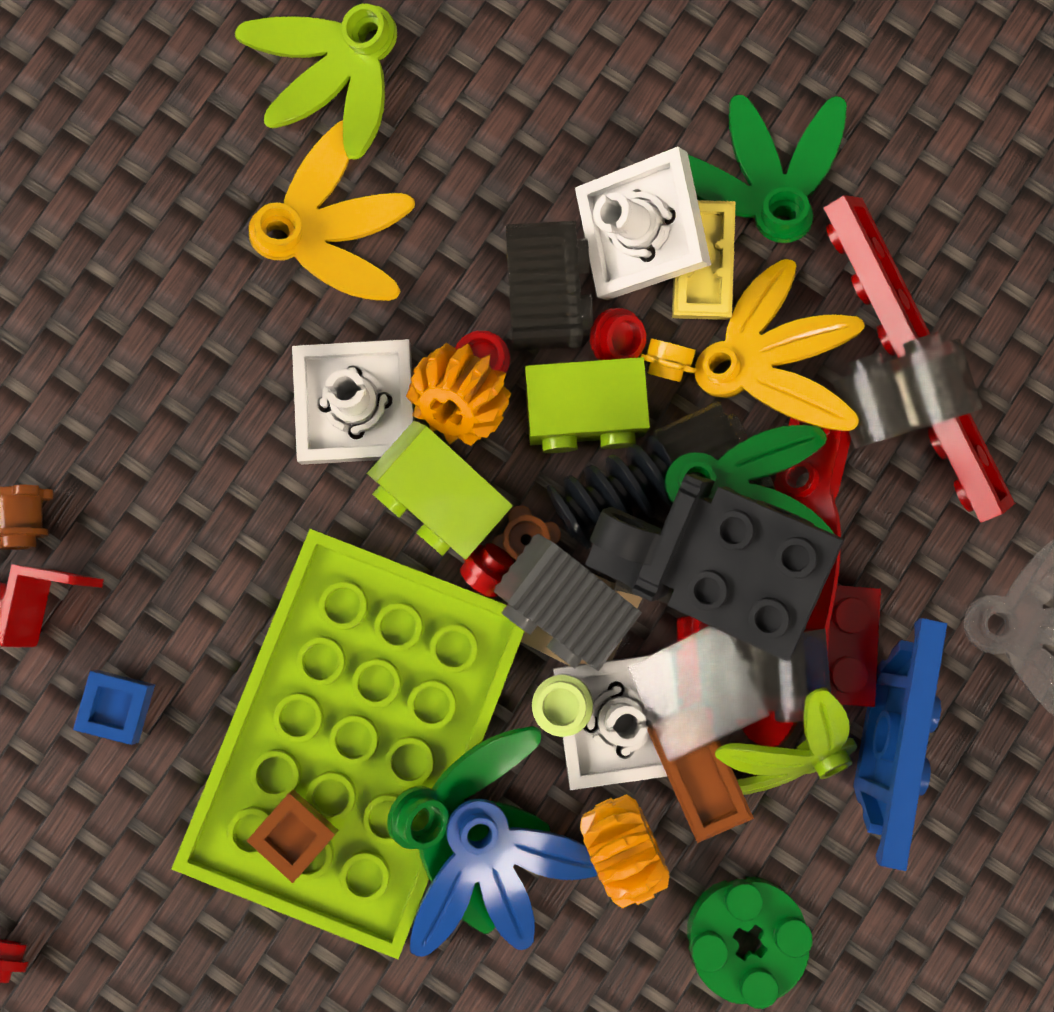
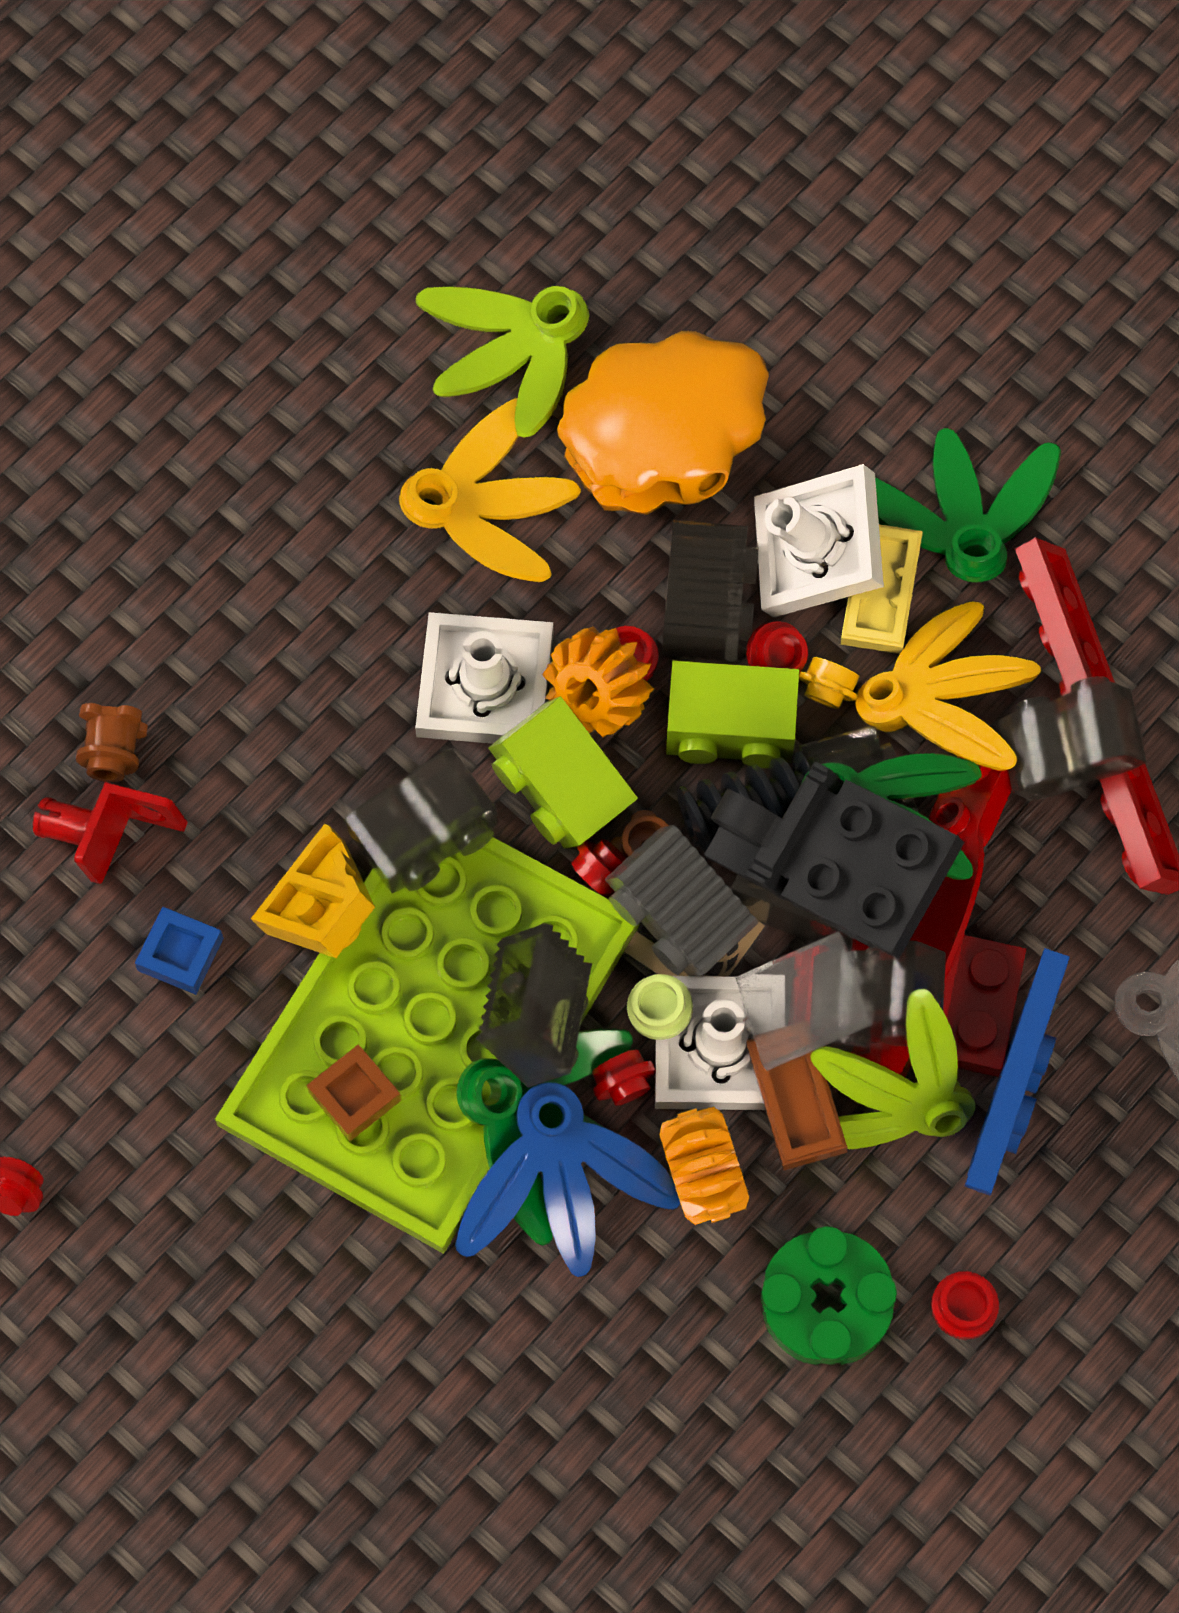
camera: 15 degrees right, 15 degrees down
(234, 643) = (318, 898): none -> yellow wing
(315, 562) = (423, 822): none -> clear smoke brick
(448, 740) = (535, 1005): none -> clear smoke brick
(482, 123) = (663, 420): none -> light orange piece
(538, 770) = (623, 1077): none -> red plate
(870, 929) = (965, 1305): none -> red plate

